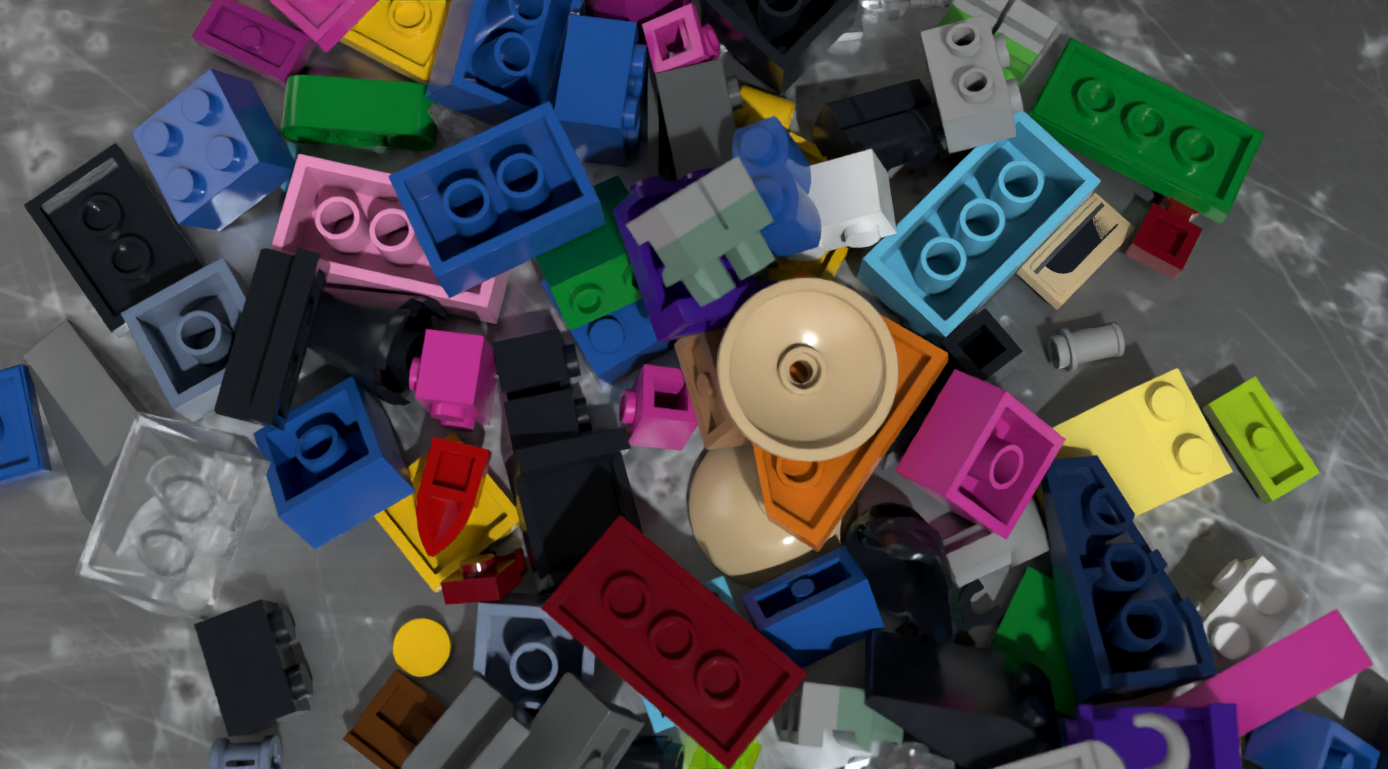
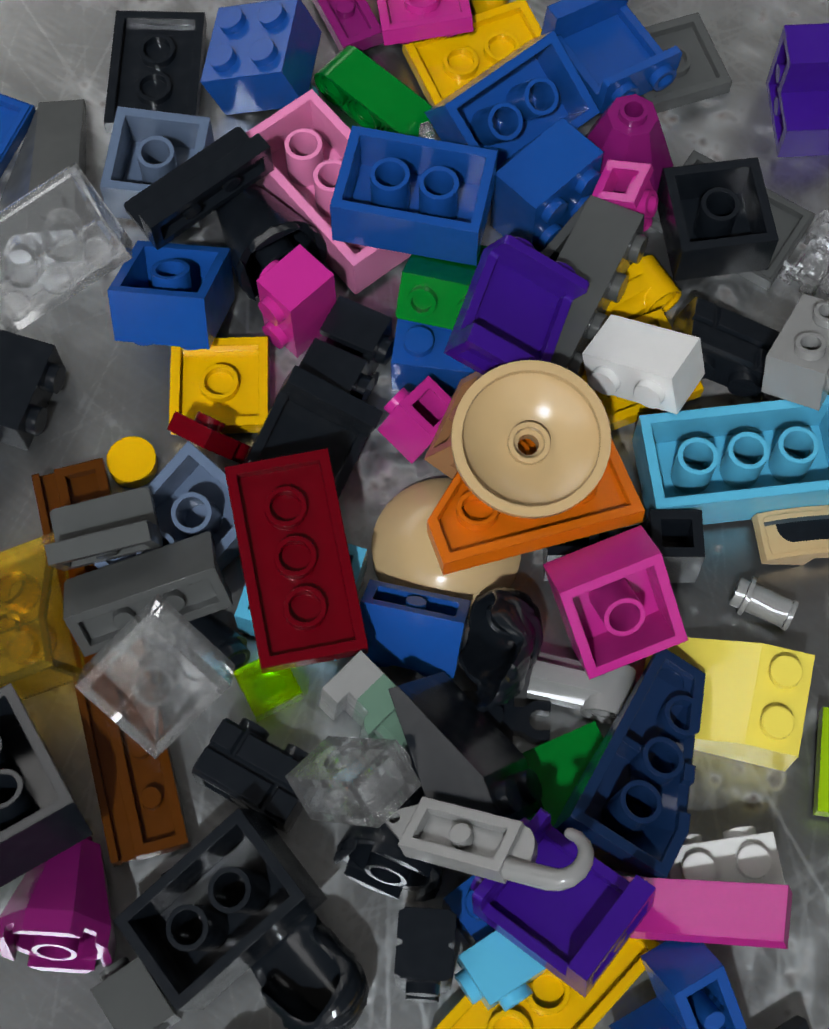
camera: 35 degrees right, 10 degrees down
(449, 491) = (232, 364): red plate -> none
(704, 222) = (531, 286): sand green hips -> none
(783, 182) = (610, 316): blue brick -> none

